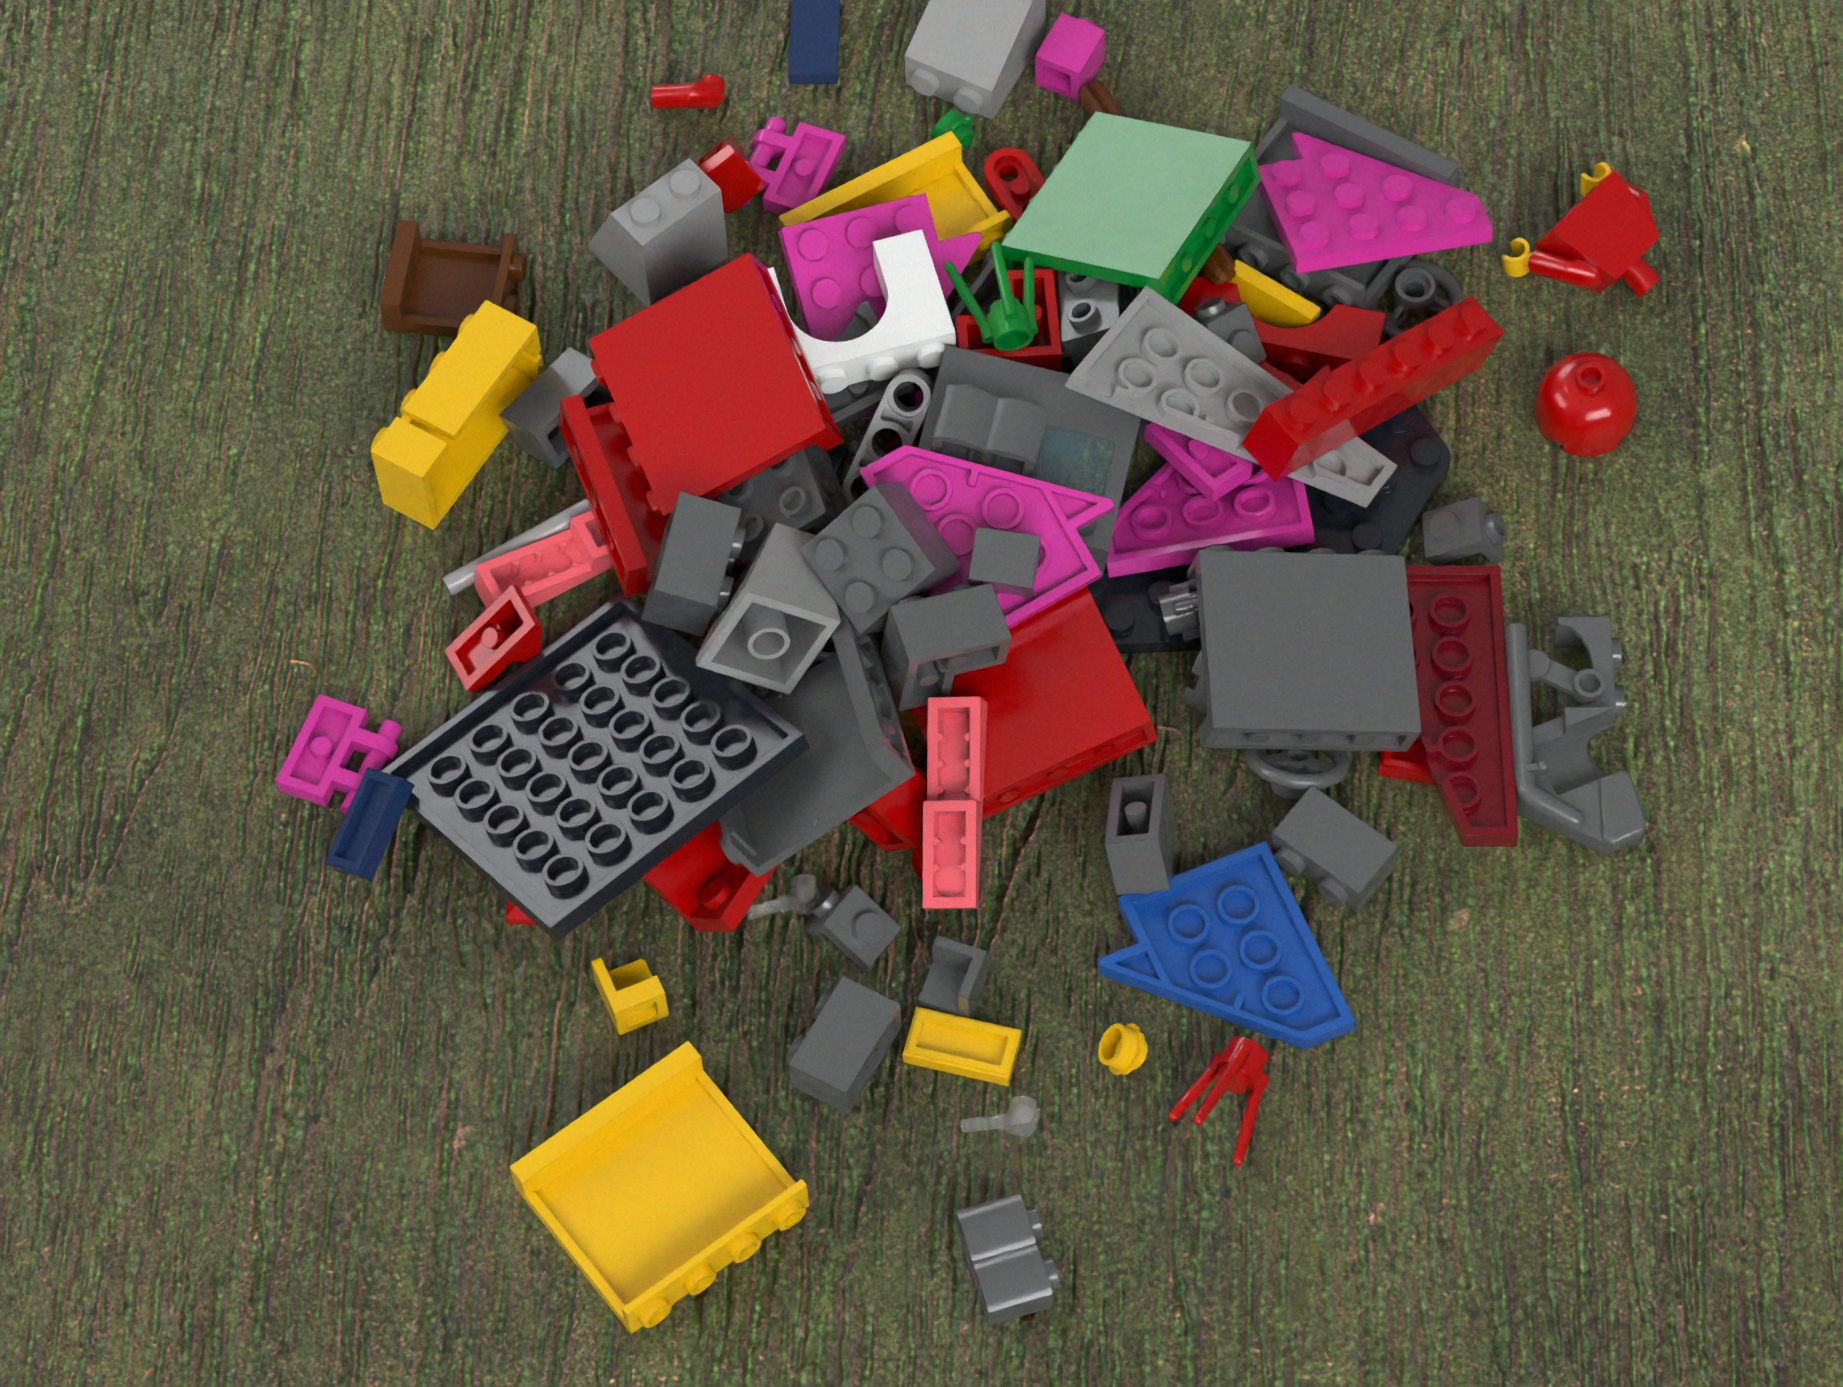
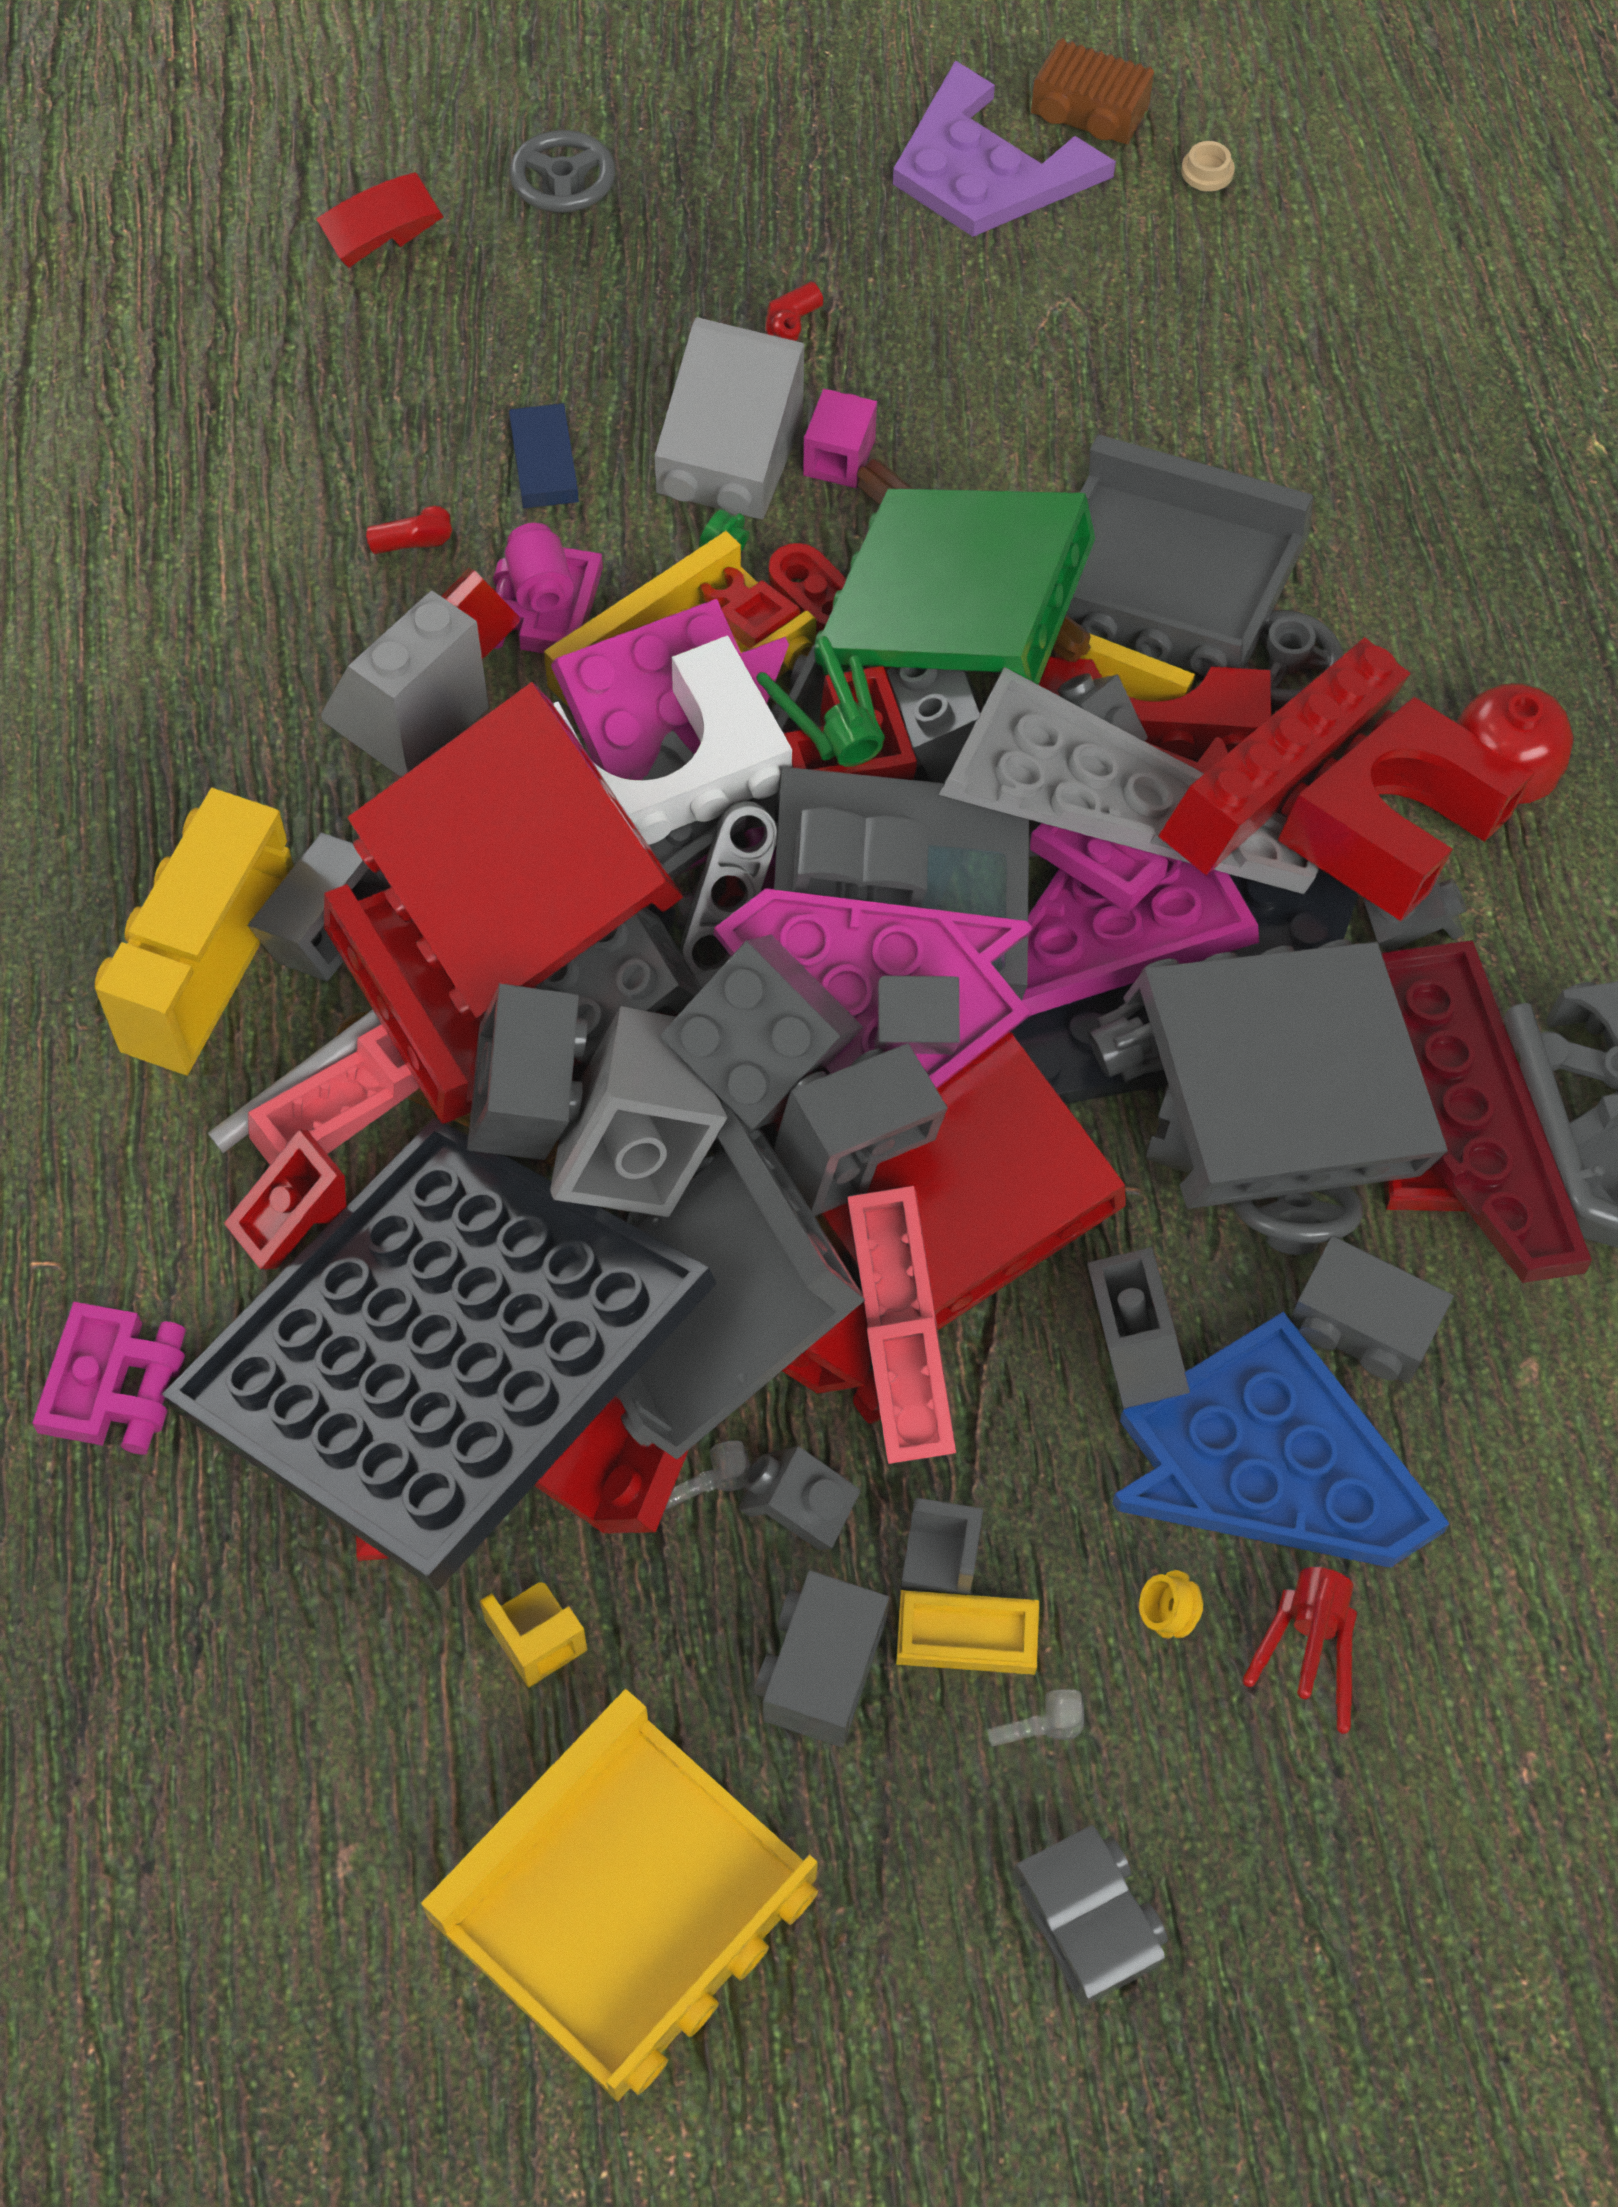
camera: 15 degrees left, 0 degrees up
(369, 824) = (162, 1461): dark blue tile -> none
(441, 282) = (148, 782): reddish brown panel -> none
(786, 143) = (538, 568): none -> dark pink brick
(958, 203) = (752, 611): none -> red plate
(1356, 210) = (1211, 561): dark pink wing -> none
(1489, 401) = (1366, 843): none -> red arch
(1595, 239) = (1477, 560): red torso -> none

